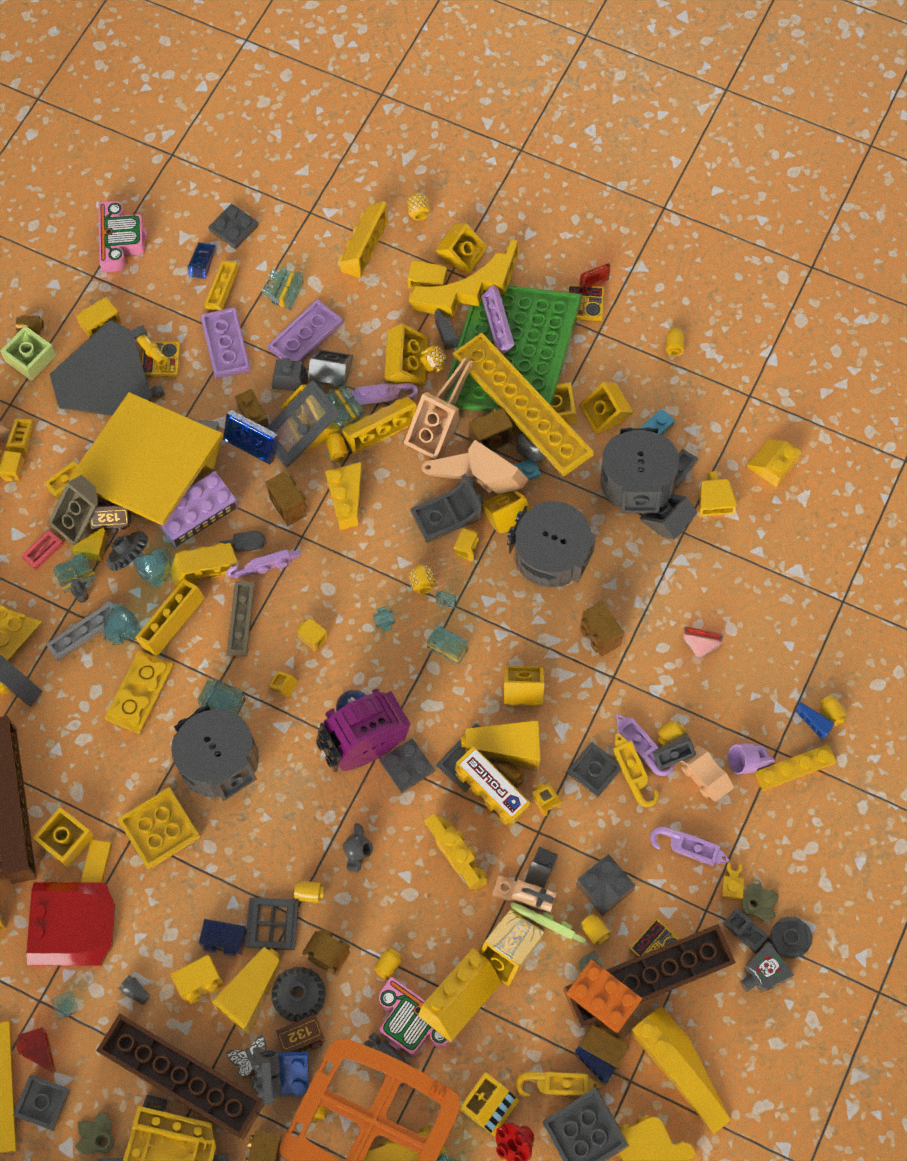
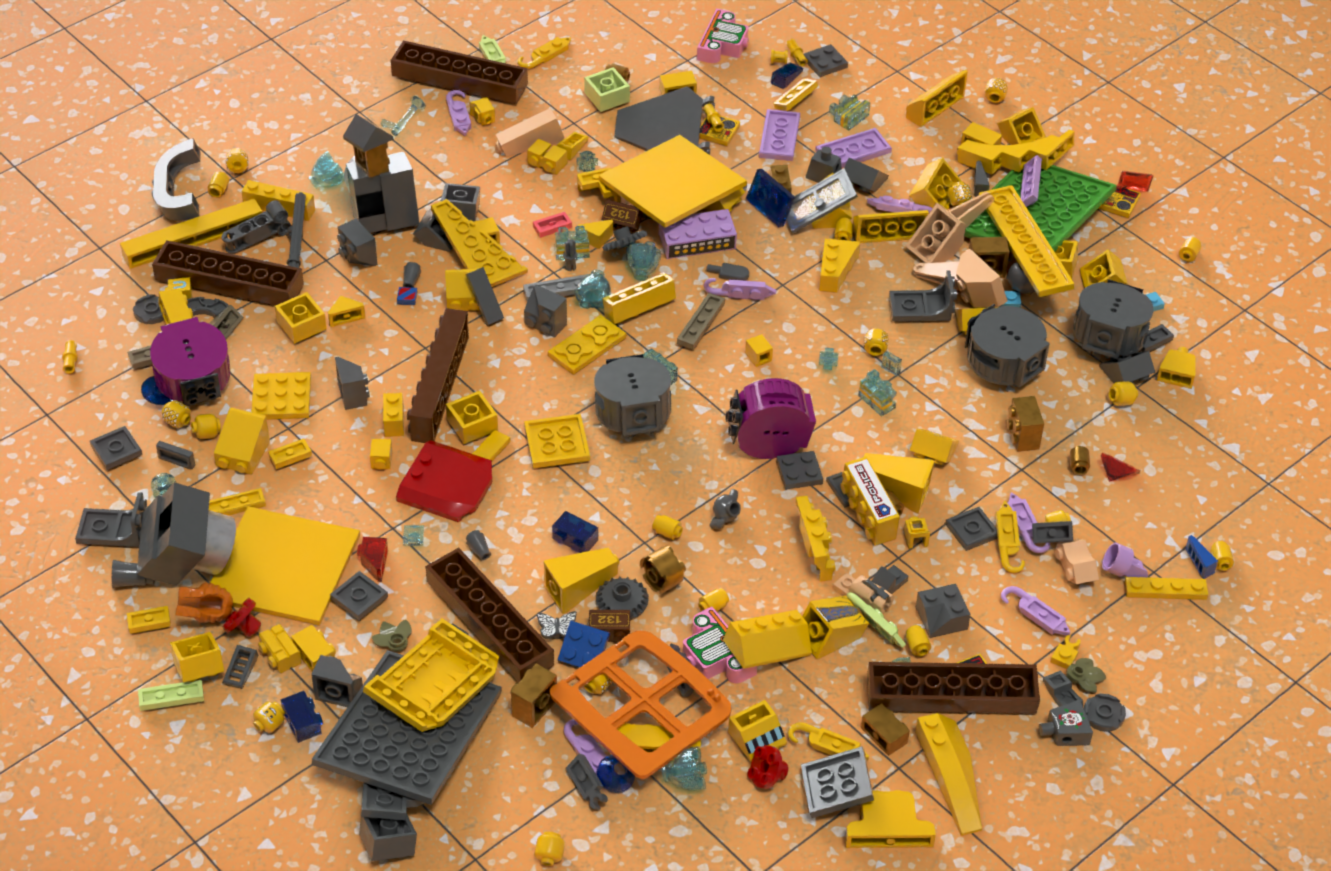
camera: 20 degrees right, 20 degrees down
(48, 451) = (587, 161): none -> clear light blue gear
(74, 509) = (593, 194): dark tan slope -> none
(83, 674) = (546, 311): none -> dark grey slope
(186, 240) = (779, 56): none -> yellow bush
(197, 980) = (535, 547): yellow brick -> none
(201, 227) = (797, 52): none -> yellow axle
(202, 562) = (687, 270): yellow wedge -> none
(267, 1075) = (566, 620): dark grey plate -> none
(283, 683) = (717, 378): yellow slope -> none
(286, 498) = (782, 248): pearl gold brick -> none
(290, 925) = (638, 548): dark grey piece -> none
(345, 403) = (864, 203): clear light blue hips -> none
(467, 544) = (930, 331): yellow window -> none
(598, 1067) = (872, 740): clear blue slope -> none
(604, 996) = (902, 680): orange plate -> none
(665, 648) = (1080, 460): none -> pearl gold brick
(676, 550) = (1123, 393): none -> yellow head
(774, 461) = (1248, 361): yellow slope -> none

